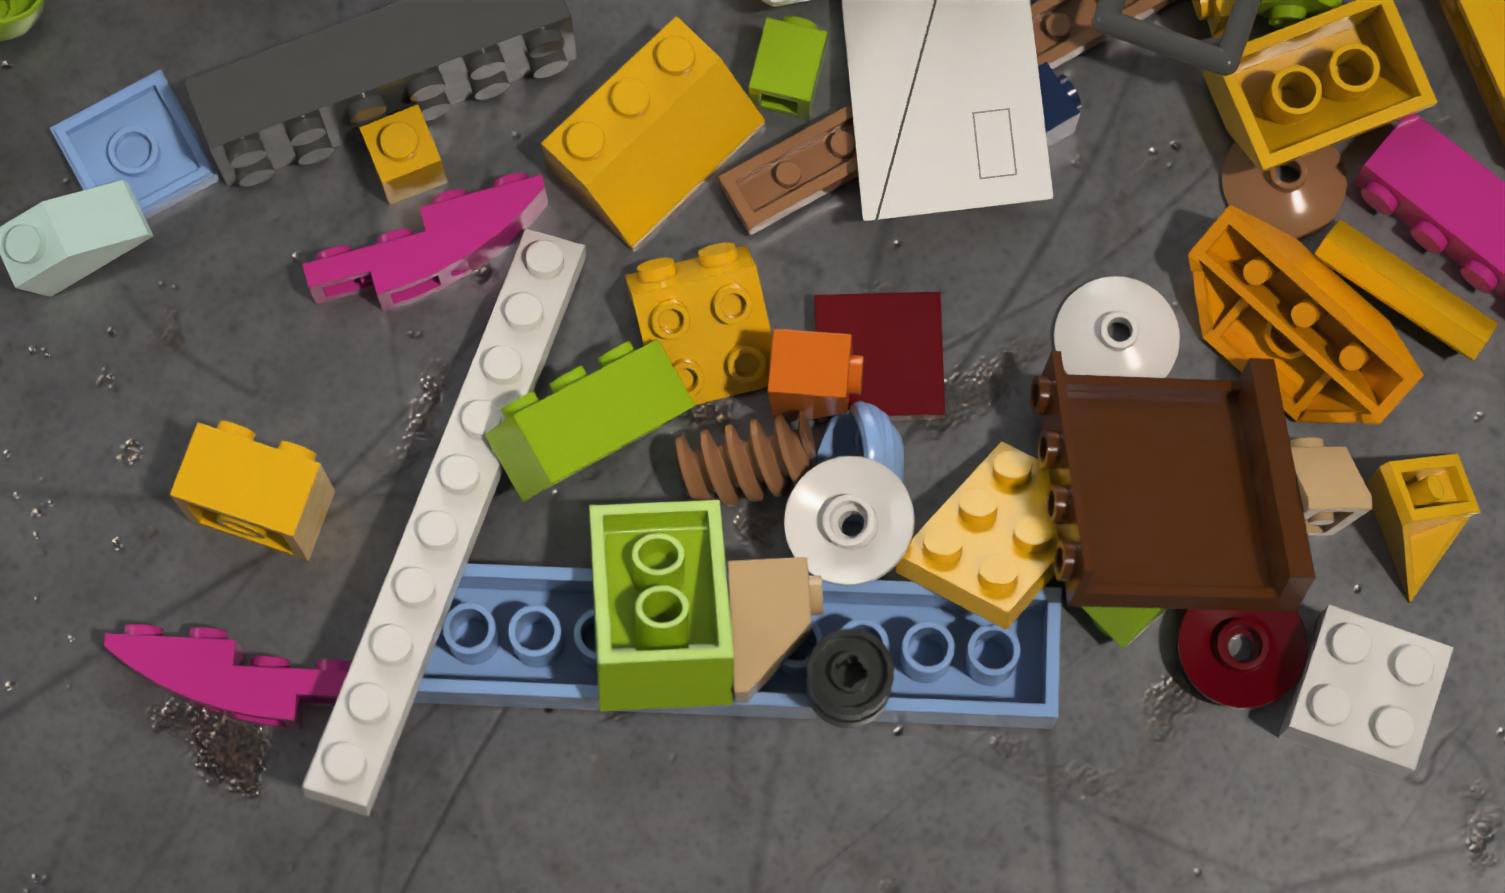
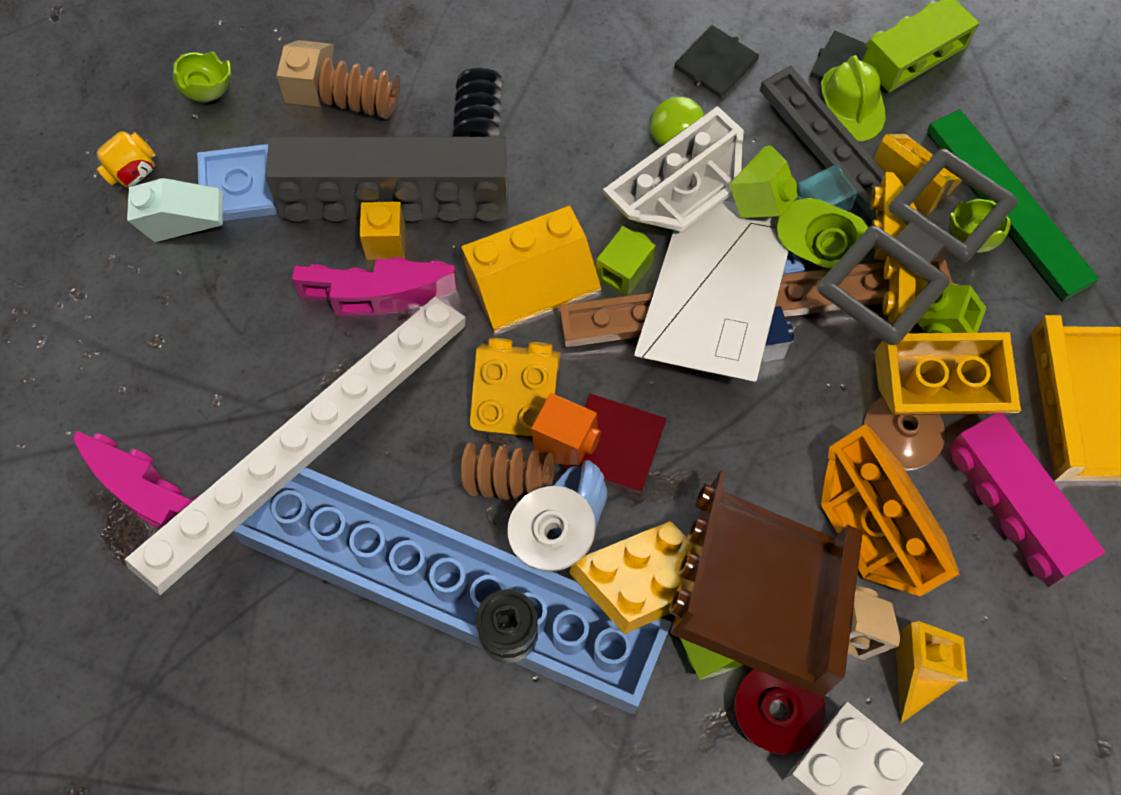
camera: 20 degrees right, 10 degrees down
(253, 489) = (204, 379): yellow brick -> none
(587, 416) = (418, 409): lime brick -> none
(661, 605) = (406, 536): lime slope -> none
(769, 616) = (472, 568): tan slope -> none
(1084, 337) = (746, 475): white dish -> none
(1406, 290) = (962, 521): yellow tile -> none

